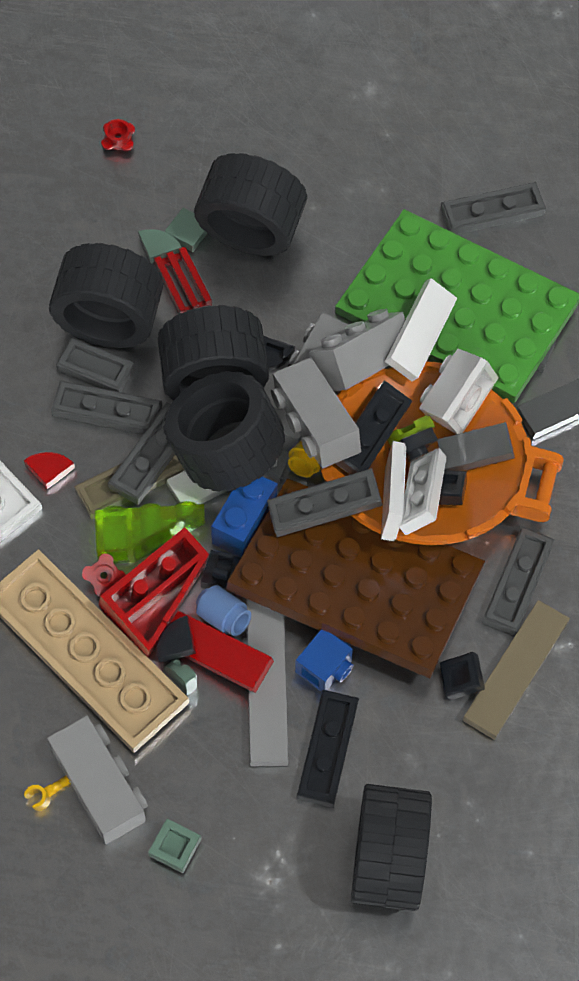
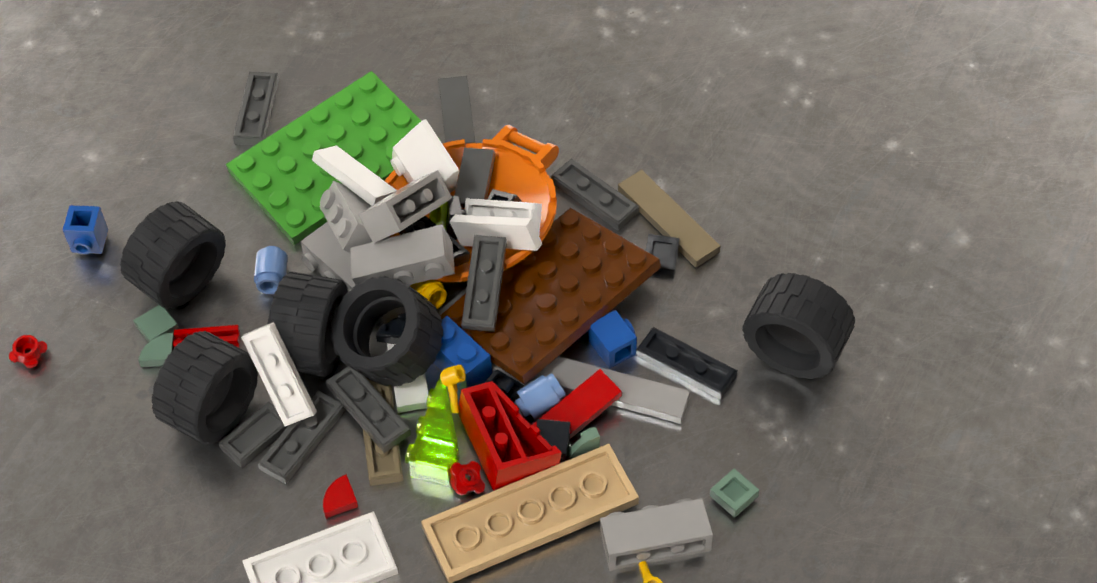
camera: 65 degrees left, 10 degrees down
(140, 352) = (279, 374): none -> white tile
(200, 516) = (450, 378): none -> yellow hand
(264, 120) = (85, 229): none -> blue brick
(287, 301) = (270, 268): none -> medium blue brick
(377, 387) = (405, 206): none -> light grey brick

